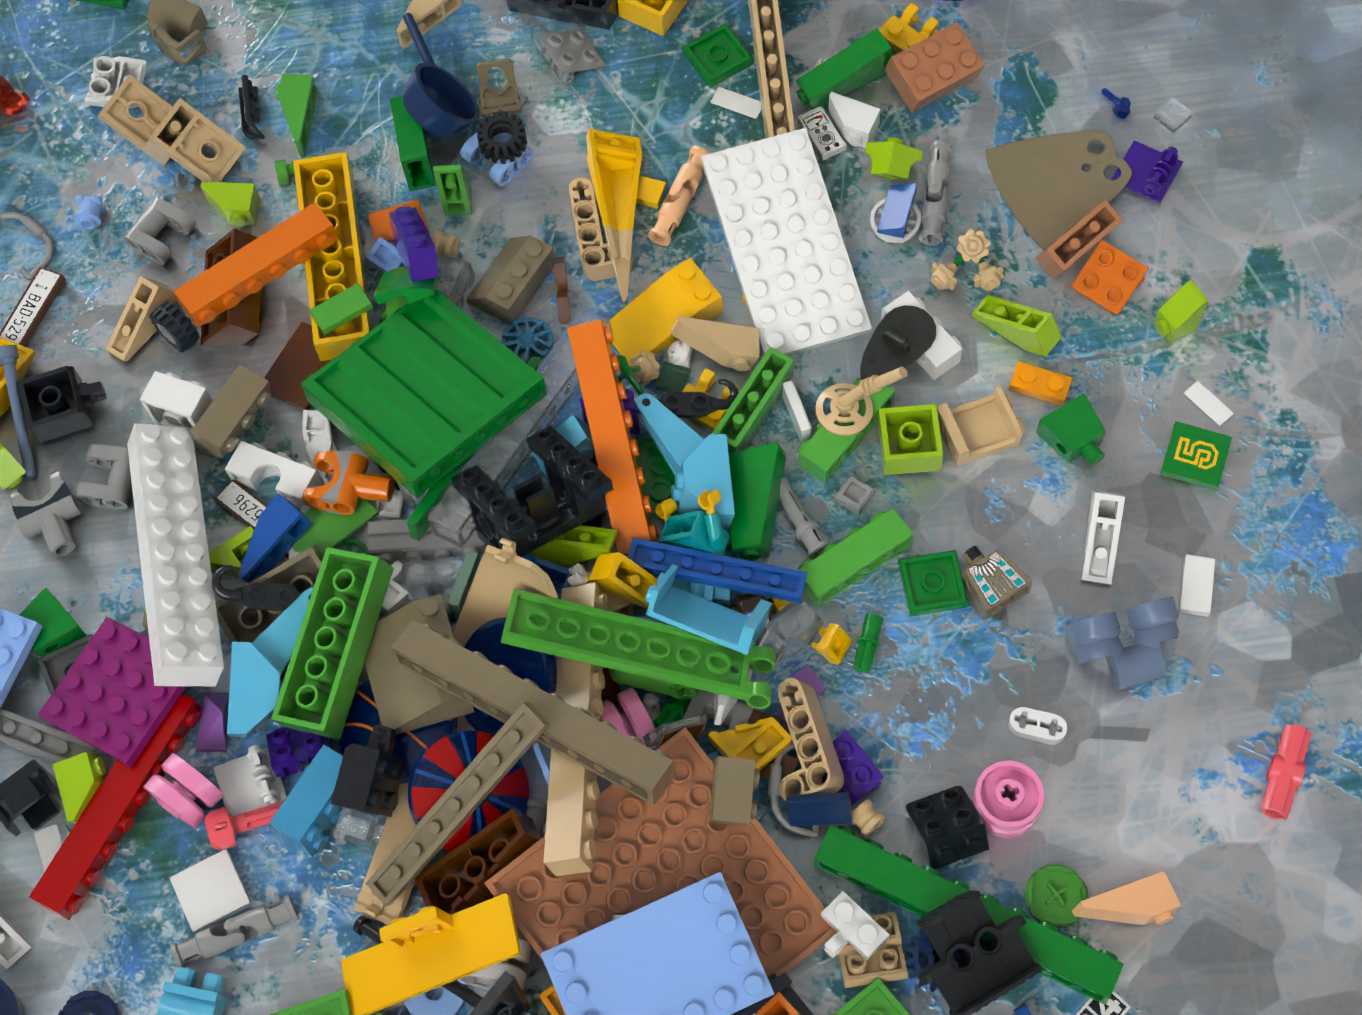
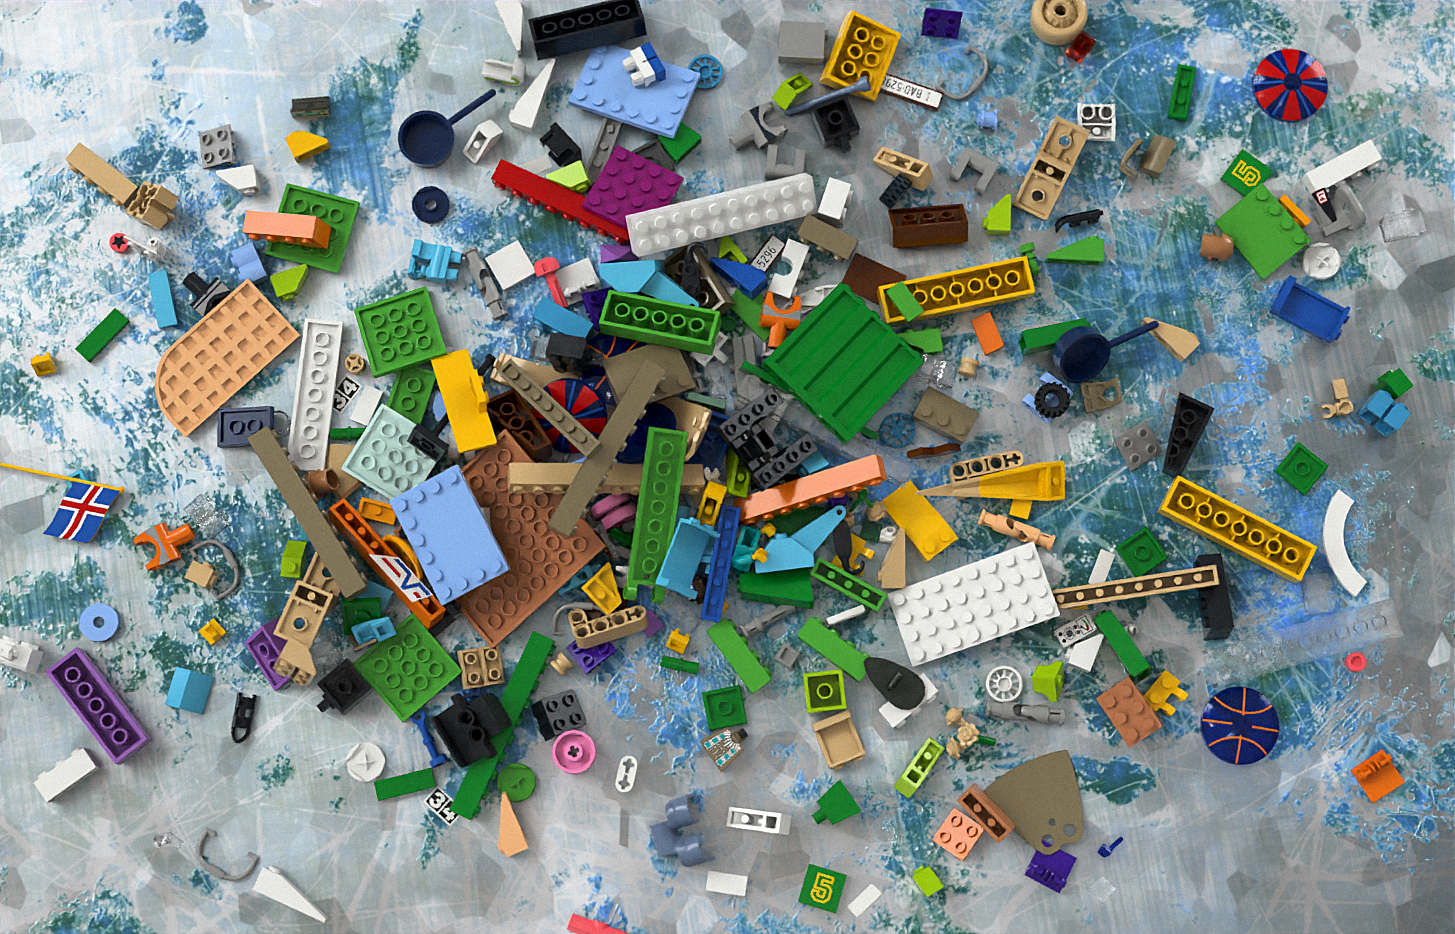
camera: 80 degrees right, 15 degrees up
(180, 794) = (567, 241): bright pink wheel -> none
(255, 265) = (934, 240): orange brick -> none
(384, 256) = (958, 330): light blue slope -> none
(398, 283) = (924, 345): green slope -> none
(414, 244) = (957, 346): dark purple brick -> none
(454, 189) = (1012, 370): bright green slope -> none
(733, 791) = (565, 577): dark tan brick -> none
(819, 809) = (562, 633): dark blue tile -> none
(845, 404) = (846, 656): tan dish -> none
(853, 927) = (490, 655): white plate -> none
(897, 209) = (1007, 684): slope -> none
(1040, 383) = (874, 783): light orange plate -> none

